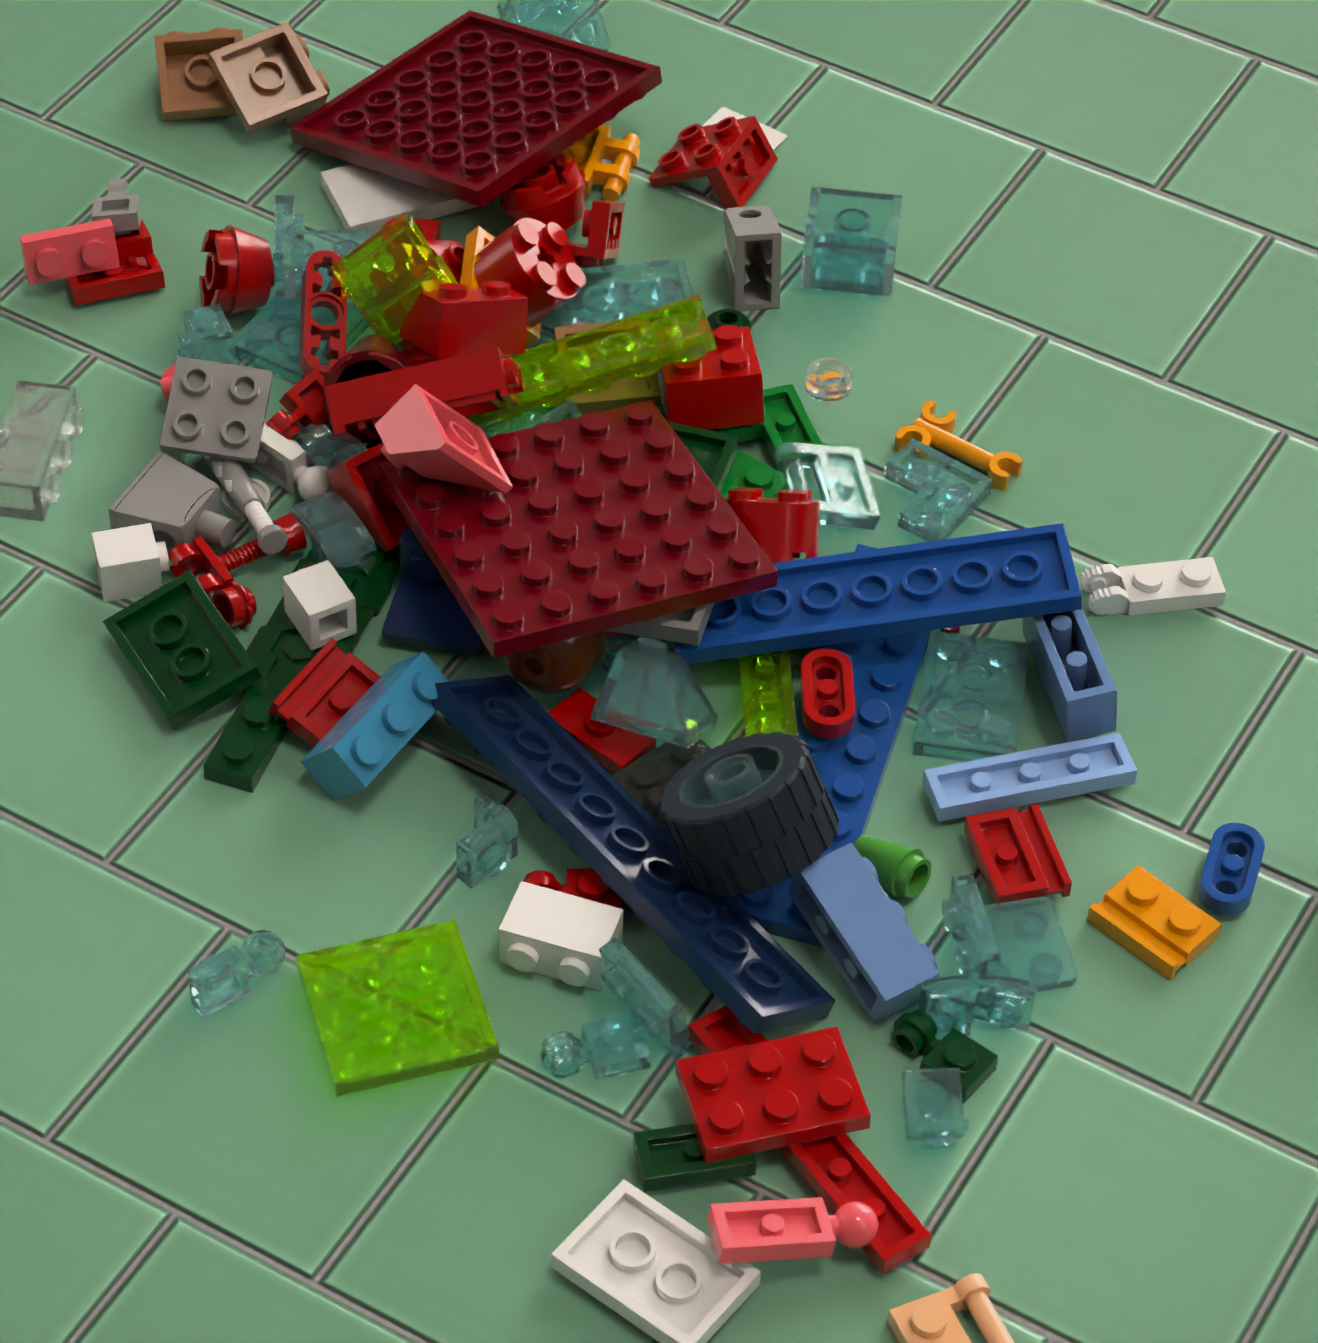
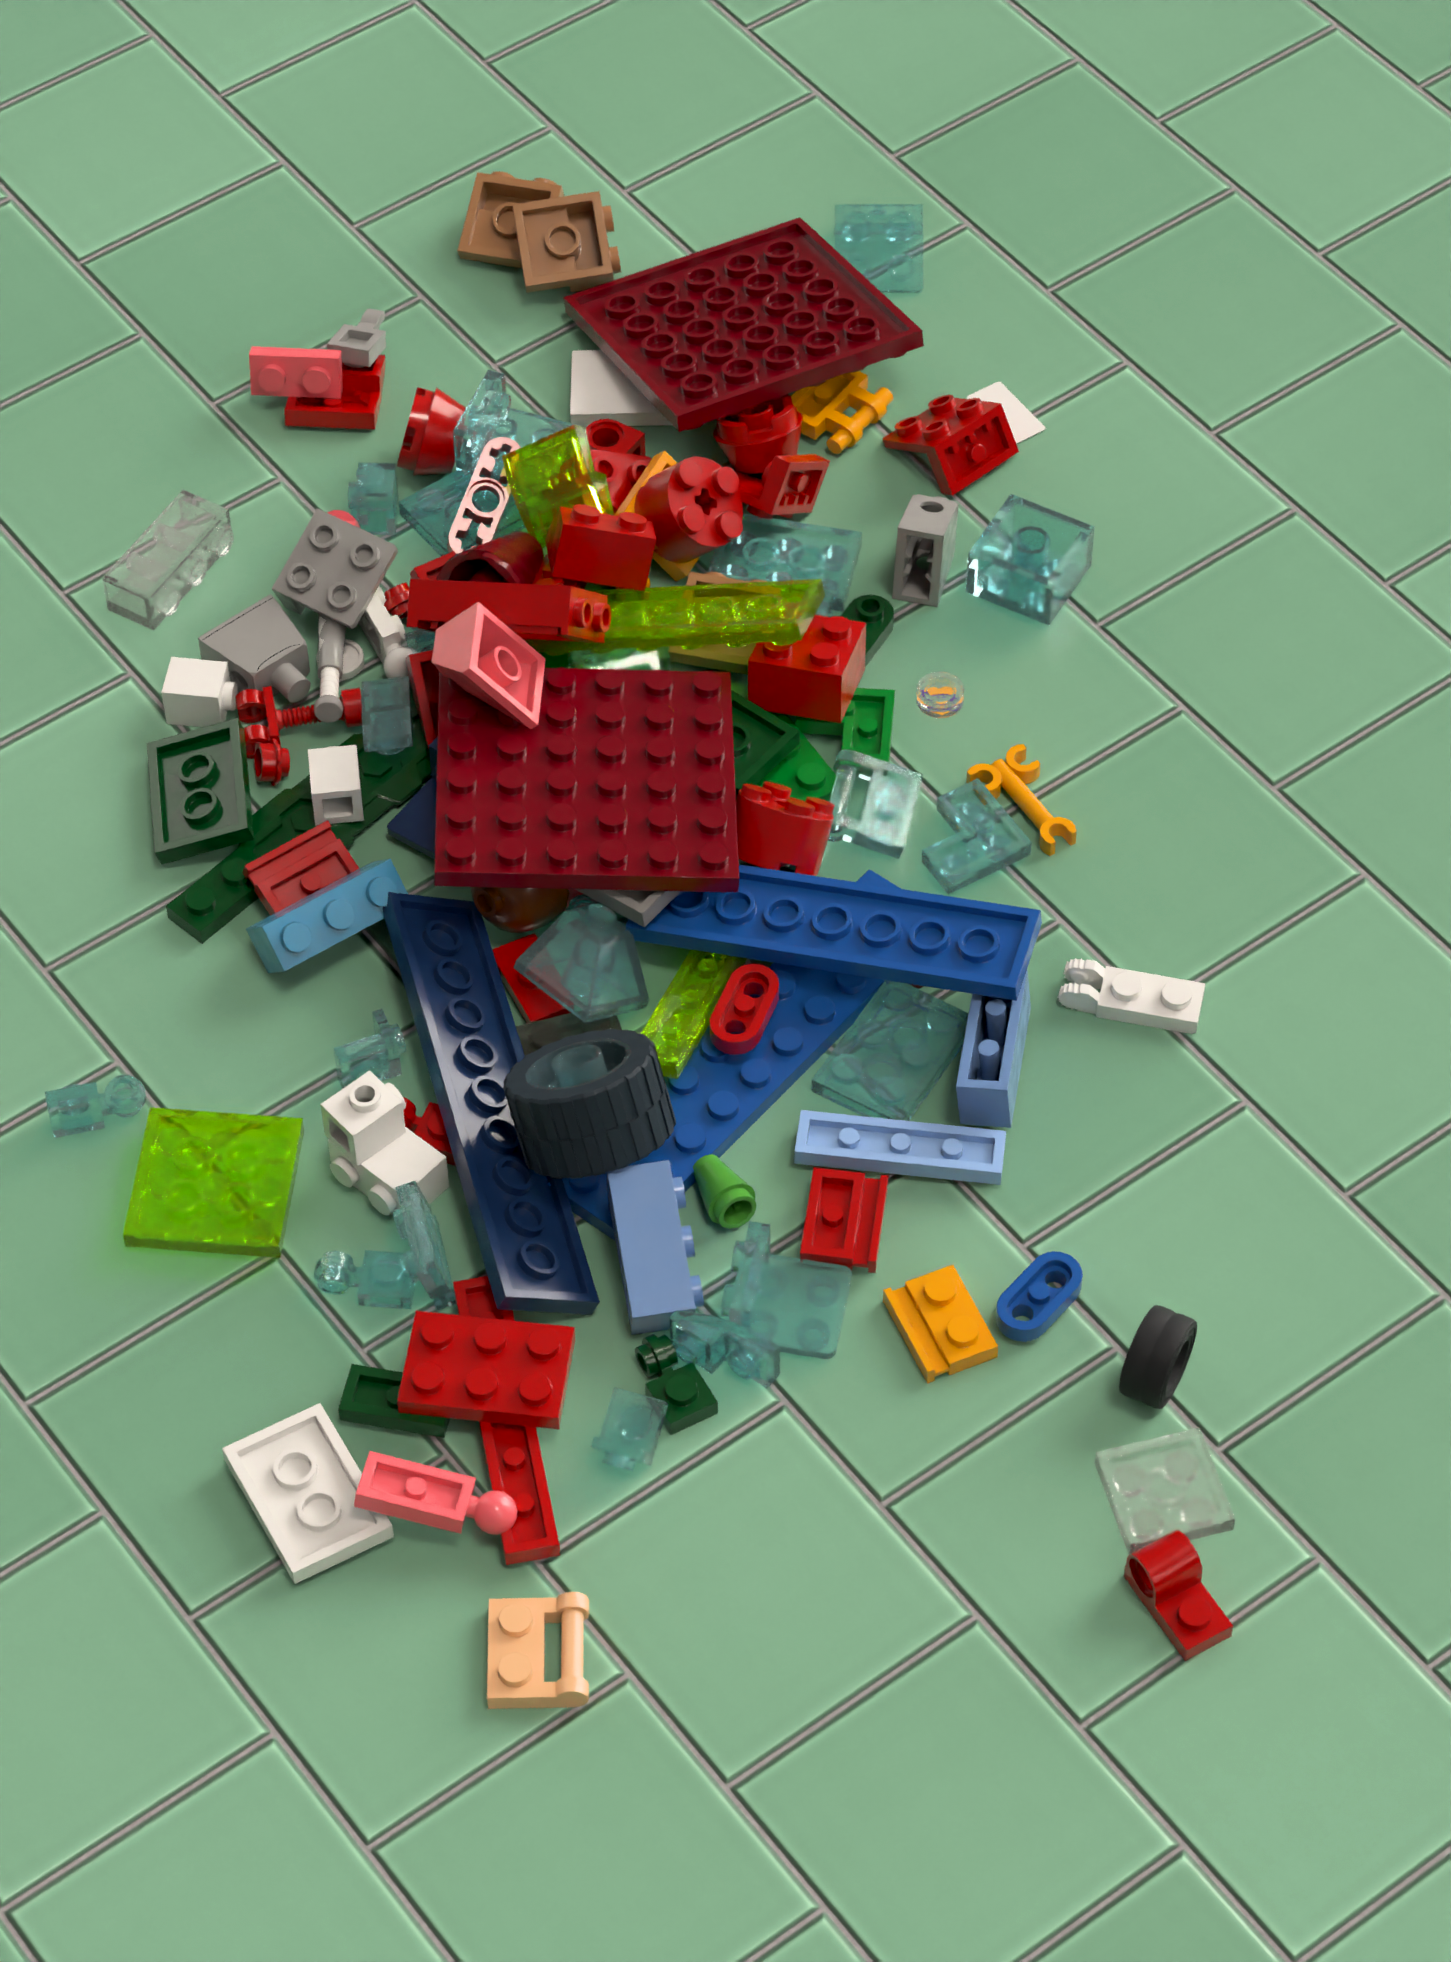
camera: 25 degrees right, 5 degrees up
(532, 894) = (364, 1117): none -> white brick

